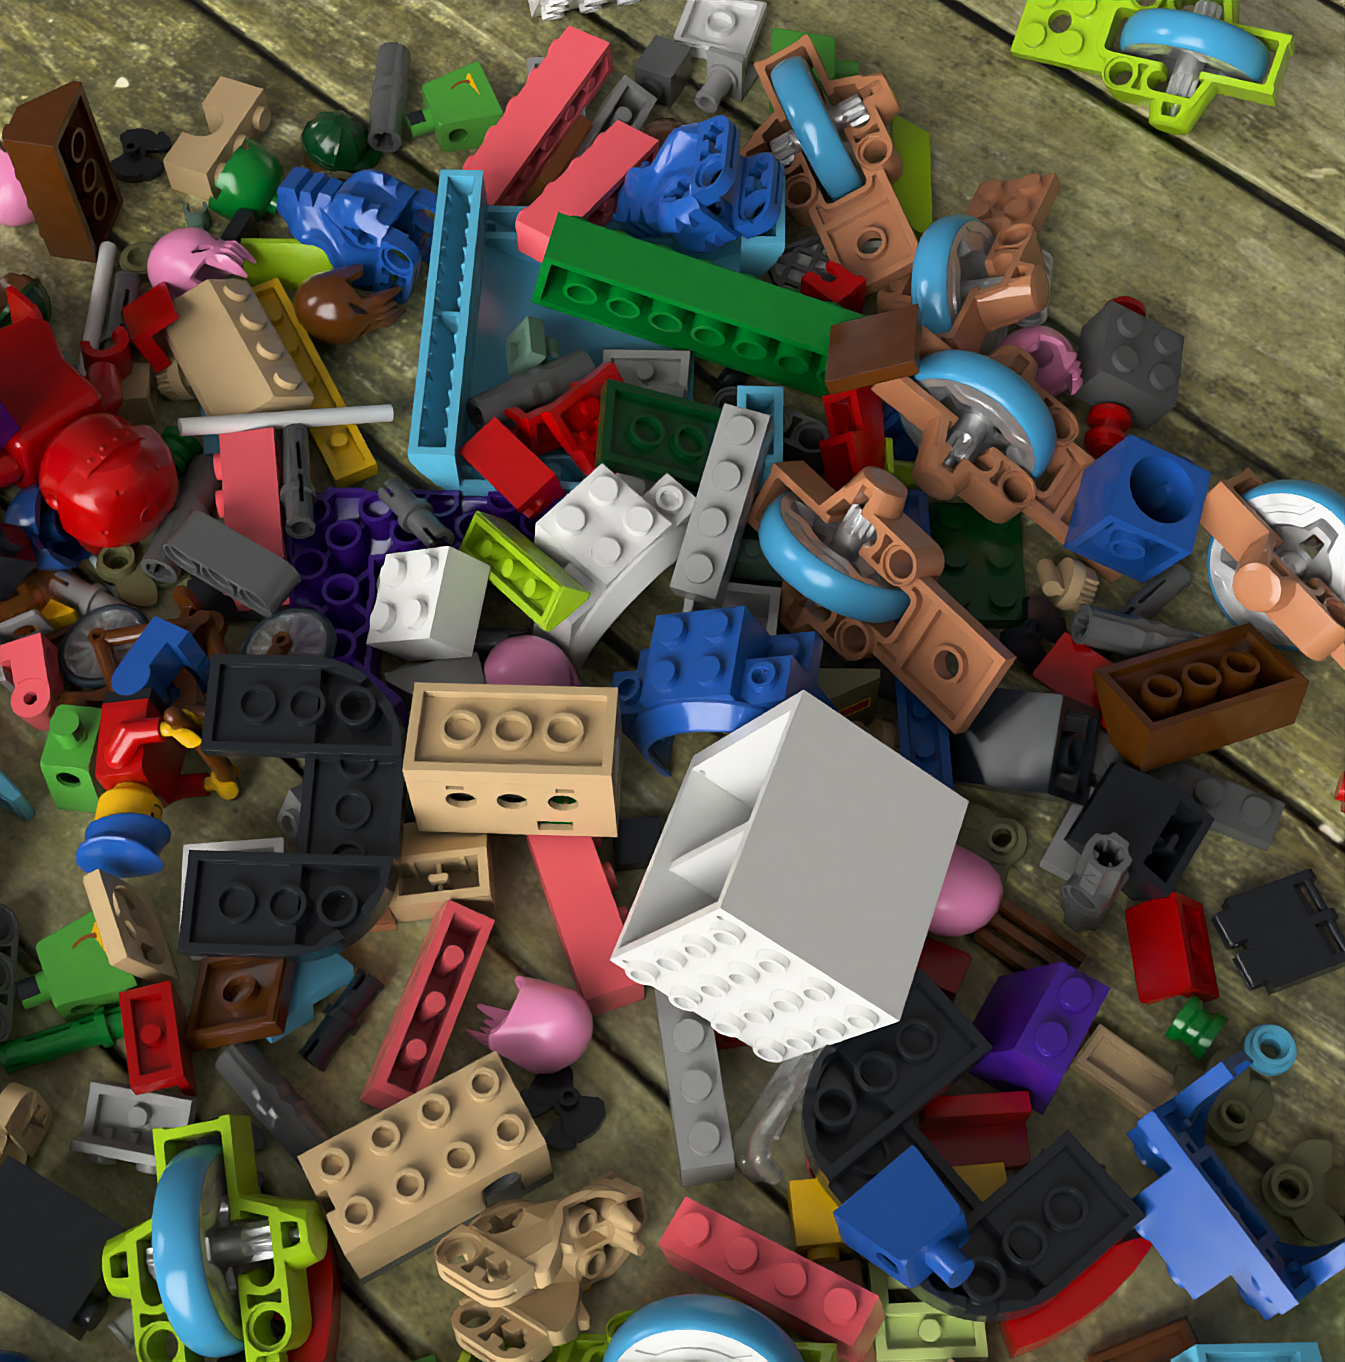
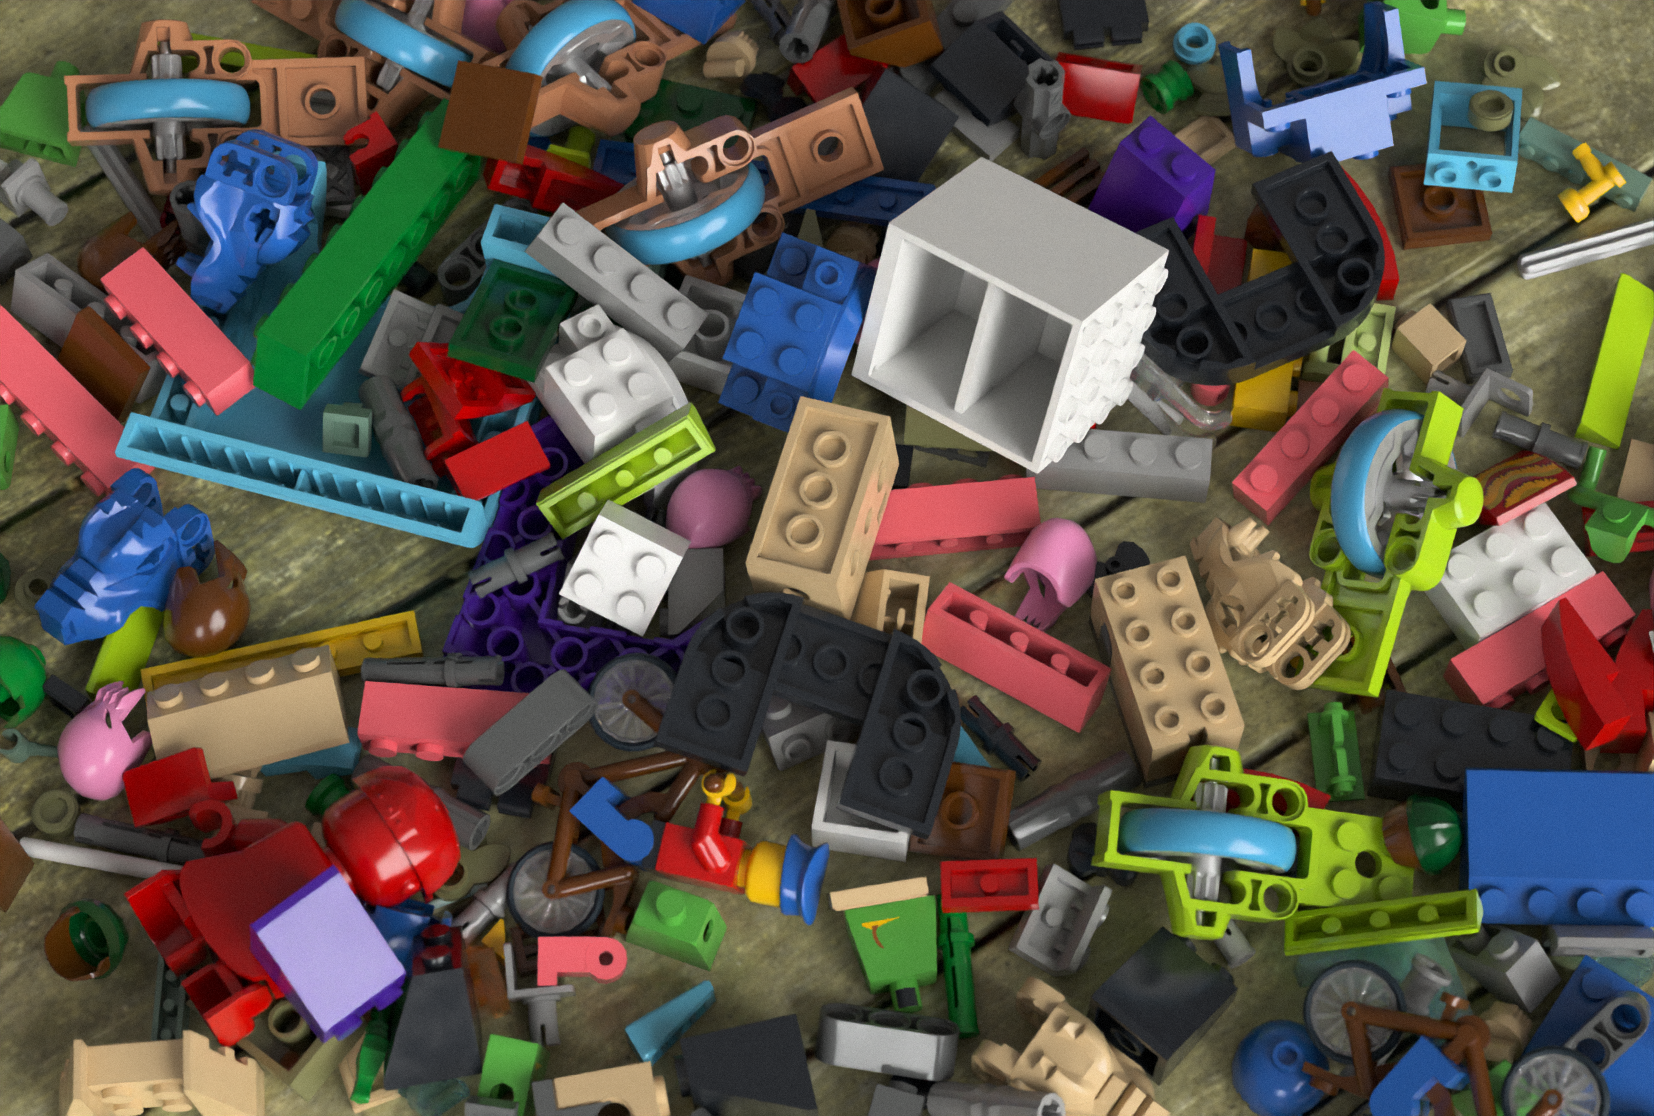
camera: 75 degrees left, 5 degrees up
(307, 418) = (351, 675): white axle -> none
(907, 1224) = (1308, 307): blue torso -> none

